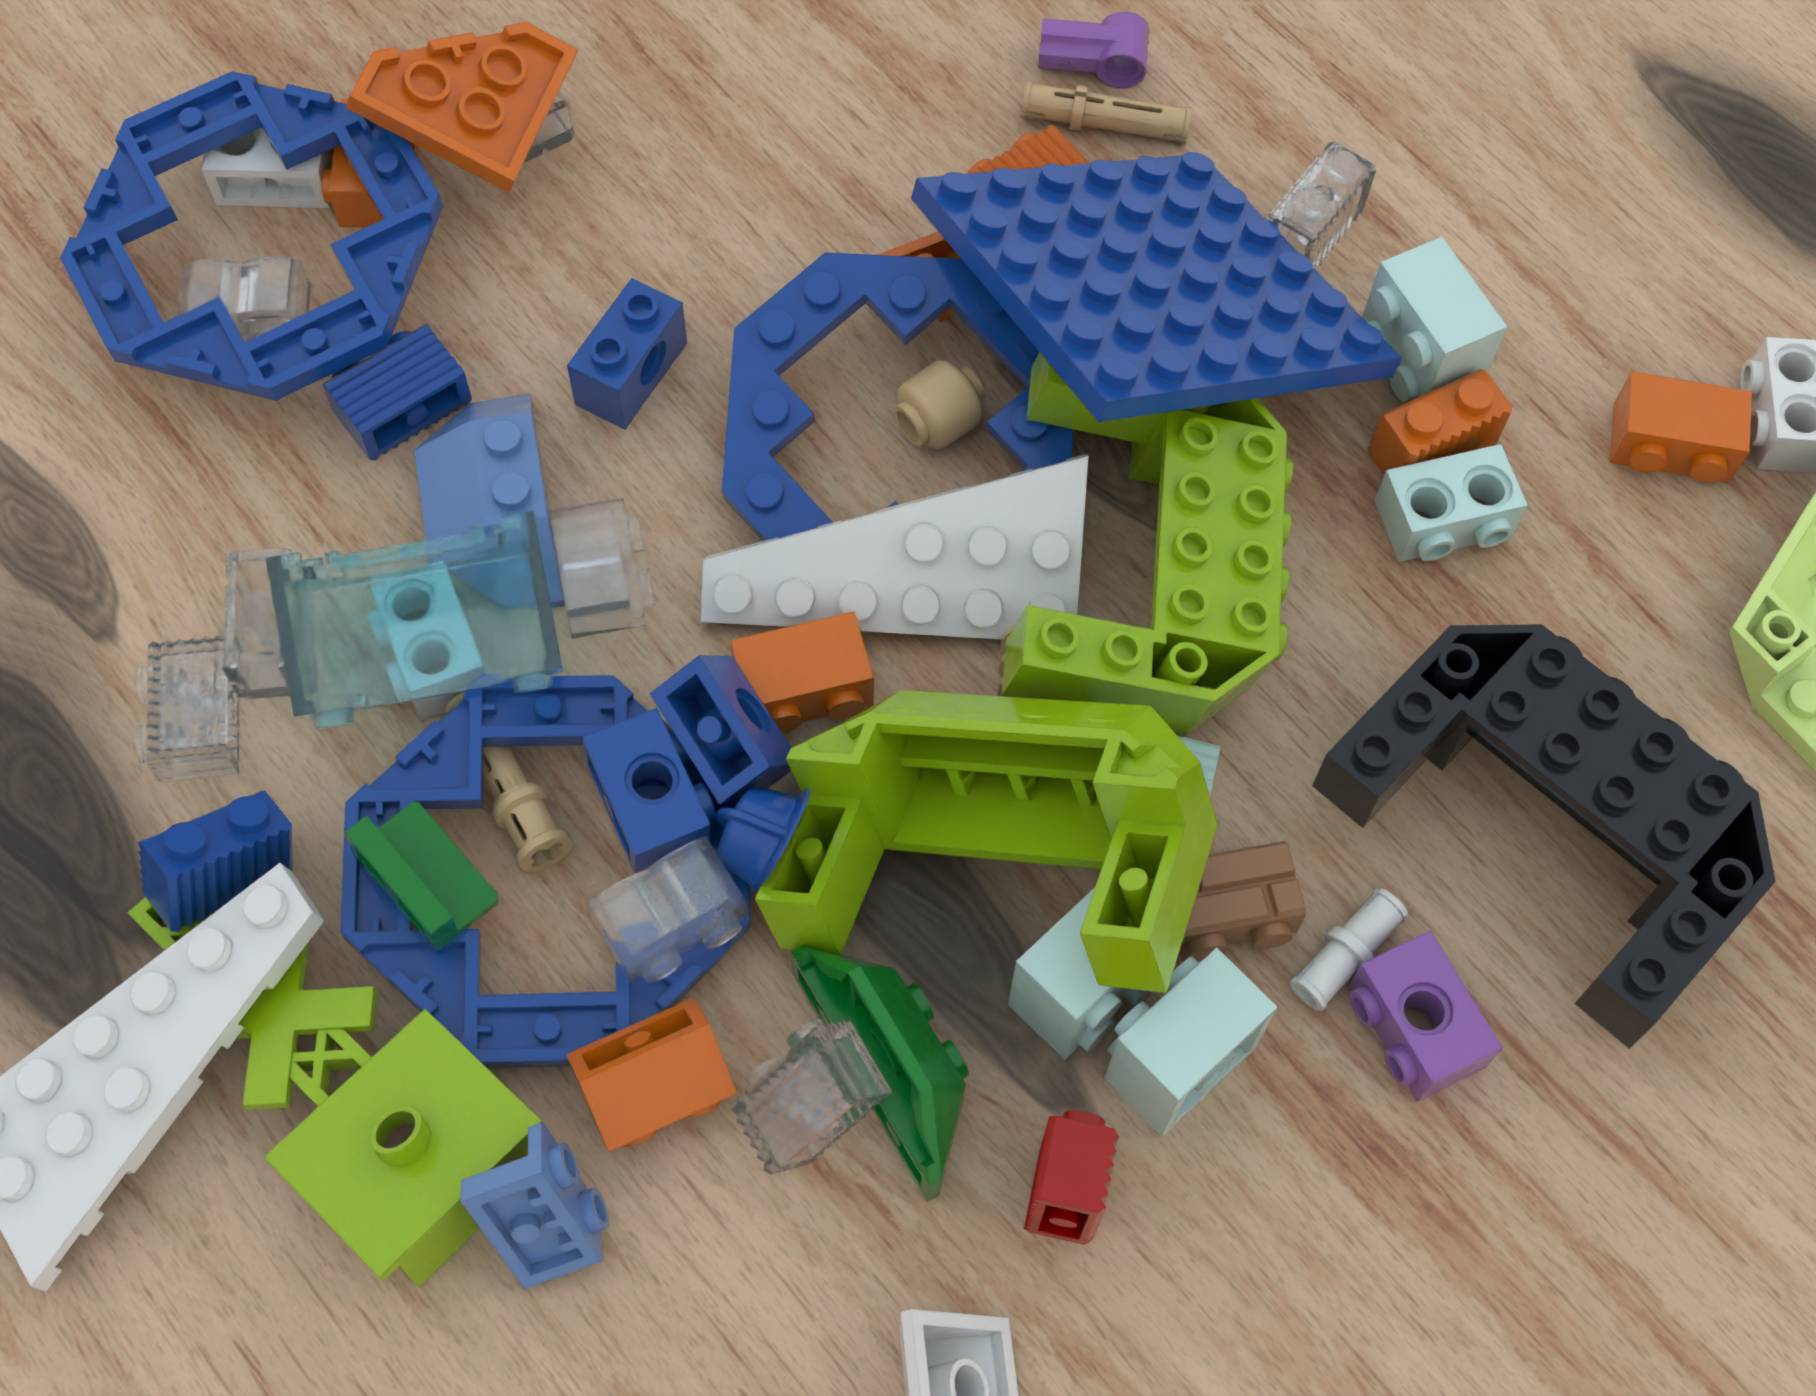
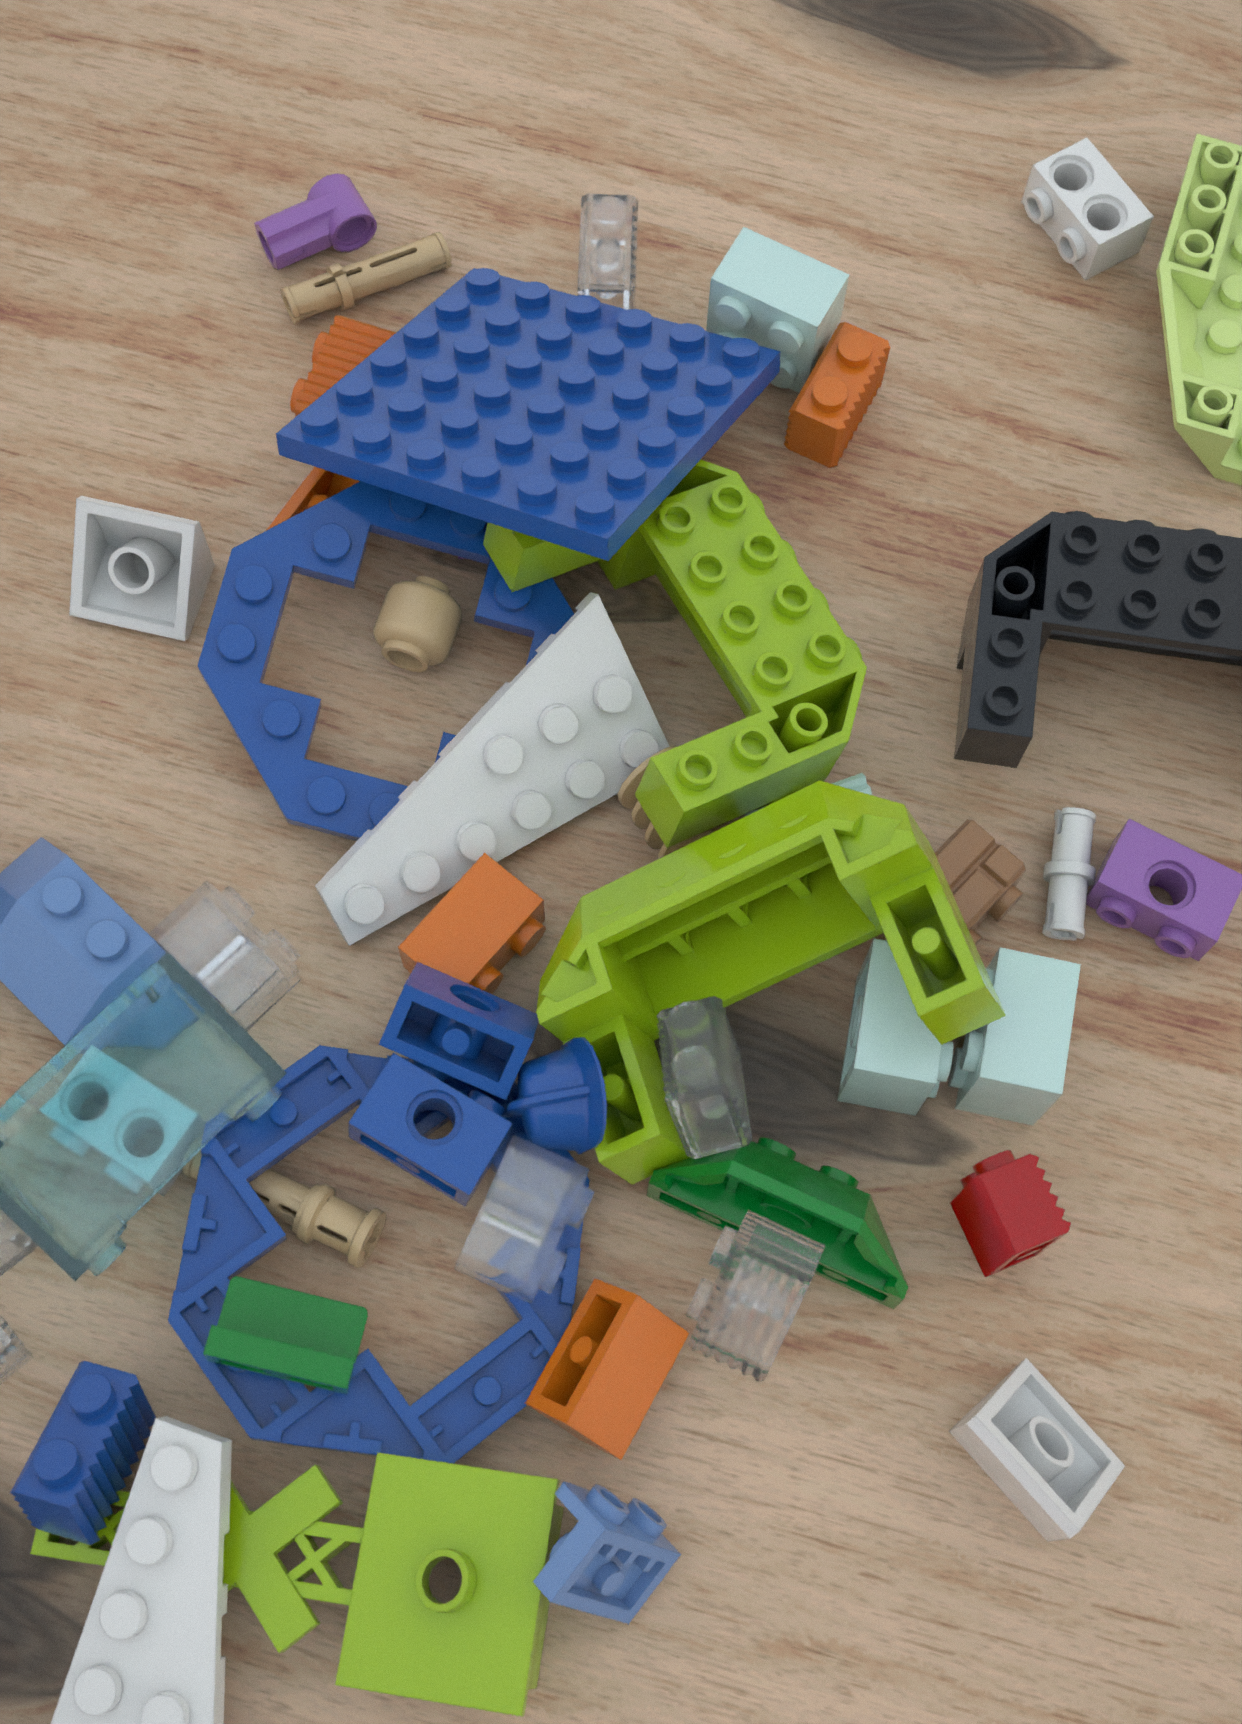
camera: 35 degrees left, 5 degrees up
(627, 353) = (108, 746): blue brick -> none
(750, 231) = (138, 568): none -> white slope
(894, 894) = (703, 1077): none -> clear brick
(1446, 493) = (879, 448): light aqua brick -> none
(1681, 427) = (1014, 280): orange brick -> none

